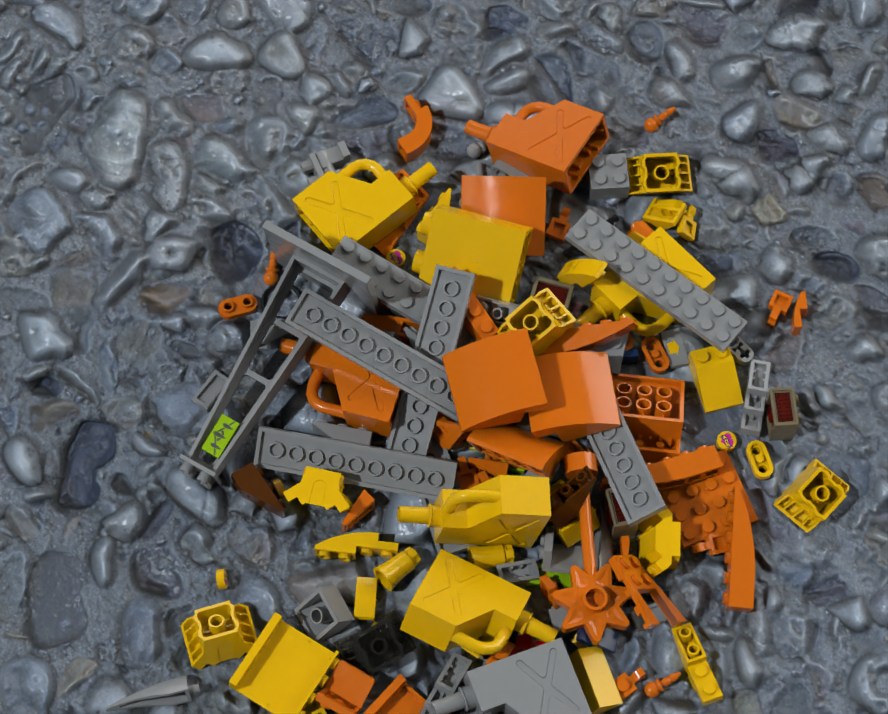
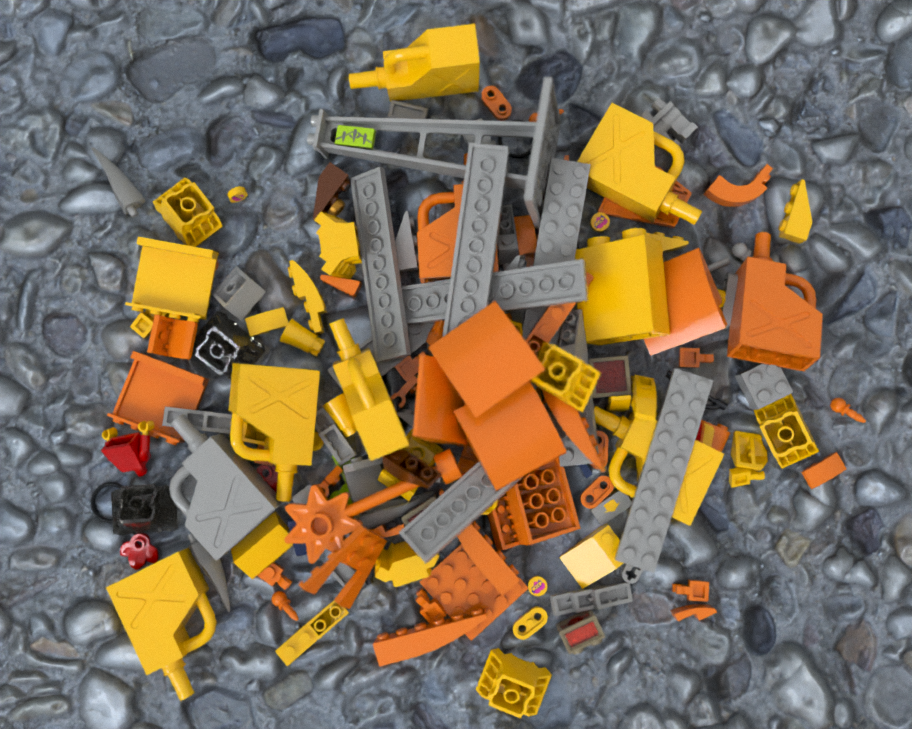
camera: 80 degrees right, 20 degrees up
(182, 345) = (432, 66): none -> yellow piece
(461, 91) = (798, 216): none -> yellow slope
(578, 300) = (618, 403): none -> yellow slope
(707, 158) = (824, 470): none -> orange slope

